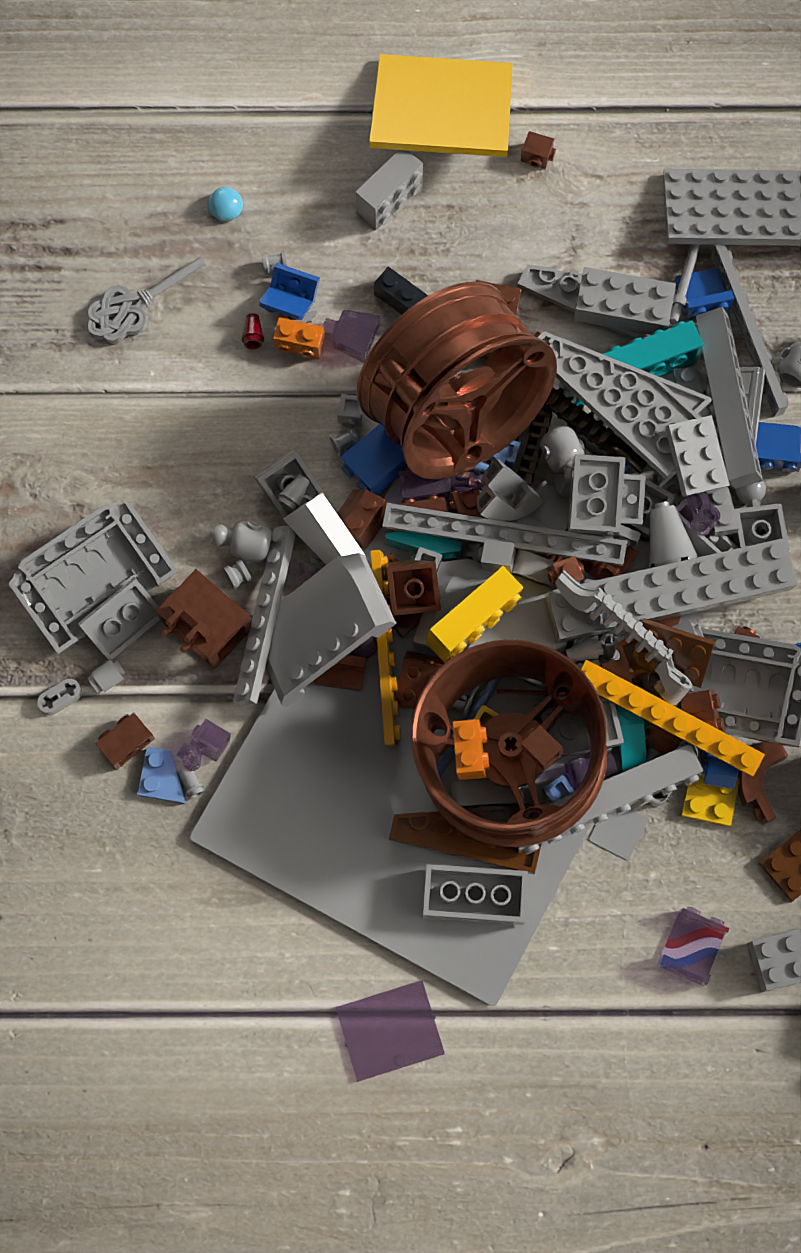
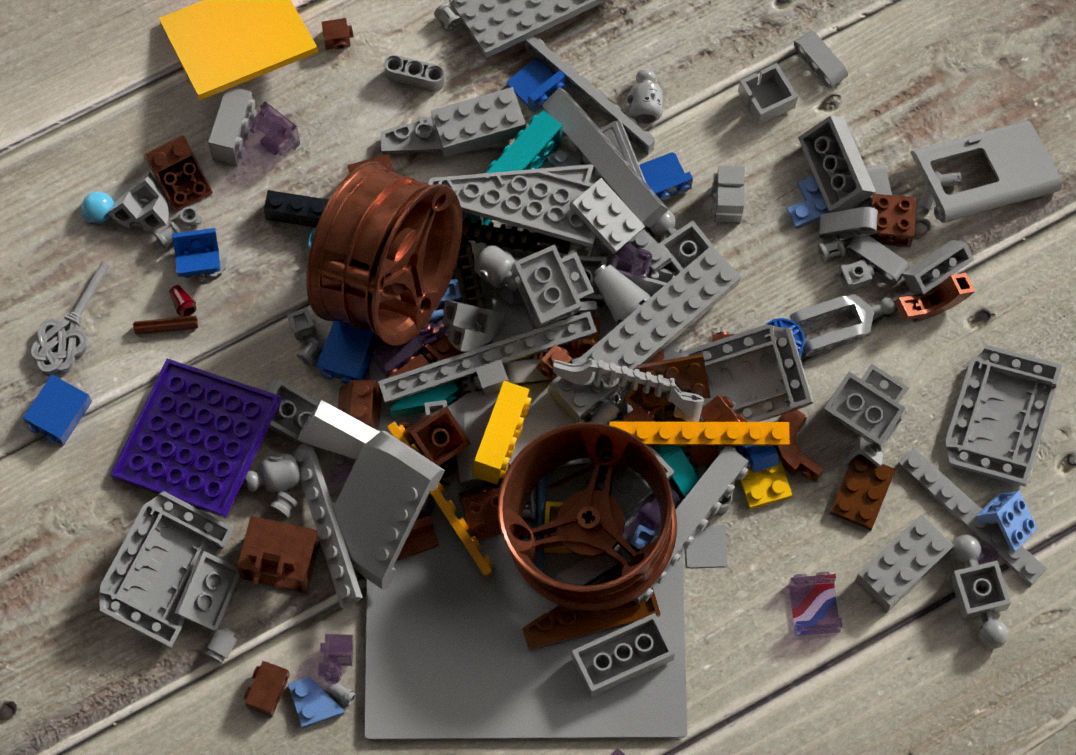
camera: 30 degrees left, 5 degrees down
(56, 692) = (195, 686): light grey beam -> none
(81, 375) = (57, 410): none -> blue brick
(191, 467) = (196, 437): none -> dark purple tile
(225, 346) = (165, 324): none -> copper axle
(265, 222) = (141, 205): none -> light grey brick
(293, 493) = (295, 414): light grey cone -> none
(299, 338) = (225, 286): orange brick -> none
(301, 250) = (189, 211): none -> light grey plate
(316, 209) = (178, 173): none -> copper slope
(353, 333) = (268, 260): clear purple torso -> none
(429, 215) = (278, 130): none -> clear purple panel
(469, 749) = (561, 532): orange brick -> none
(541, 747) = (617, 501): copper brick -> none
(588, 214) = (408, 65): none -> light grey beam
(646, 179) = (451, 22): none -> light grey bush
(679, 298) = (521, 97): light grey bar -> none

